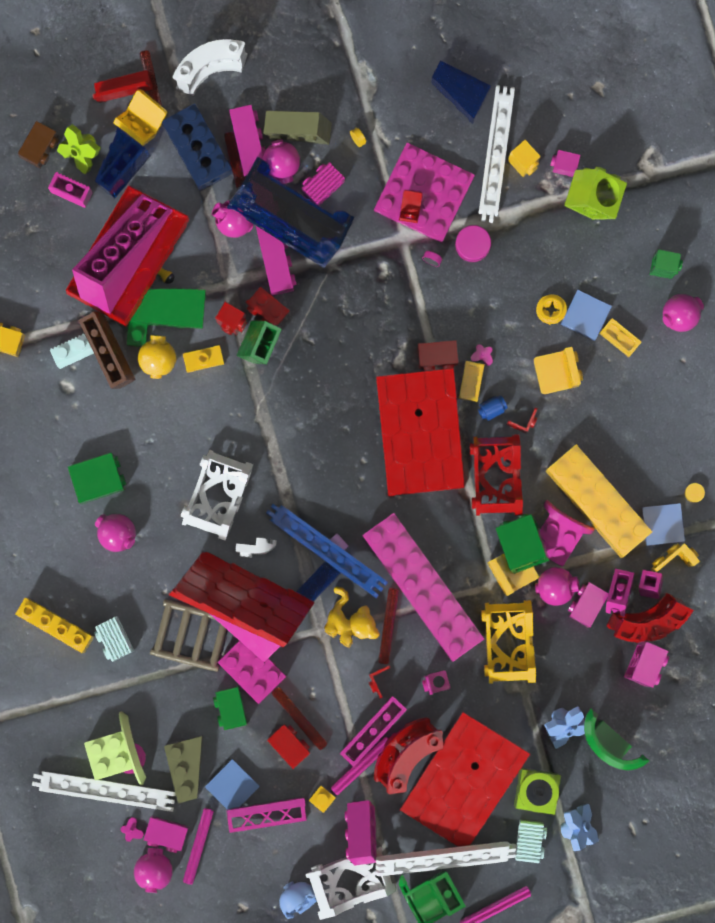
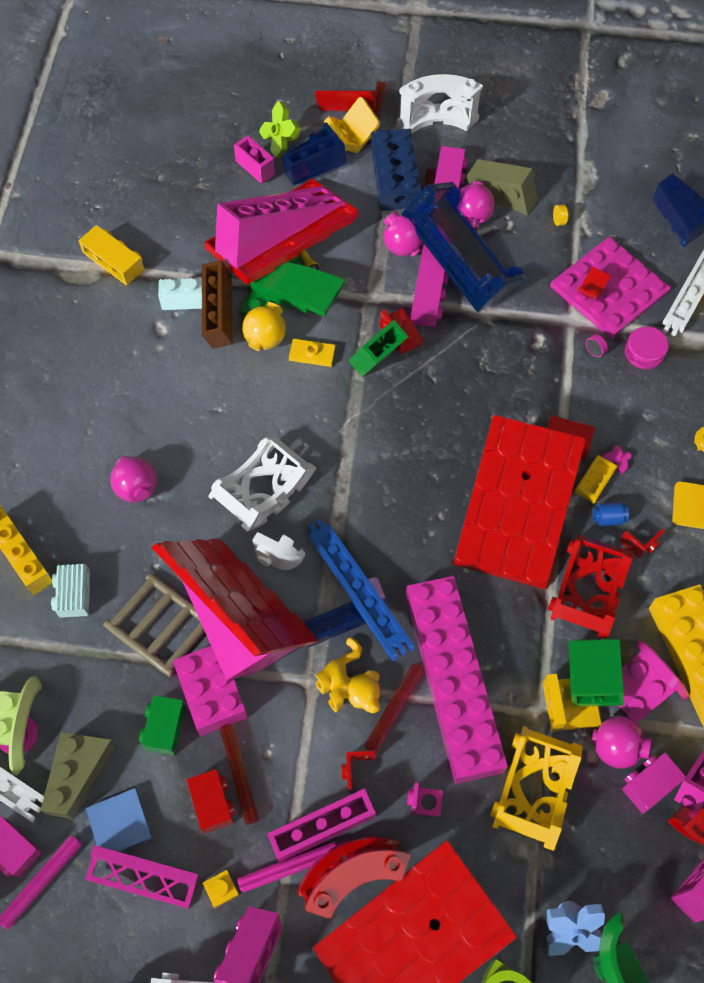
camera: 25 degrees right, 20 degrees down
(38, 145) = (243, 116): reddish brown brick -> none
(97, 478) = (142, 420): green brick -> none
(231, 319) = (358, 319): red brick -> none
(323, 183) = (509, 241): dark pink brick -> none

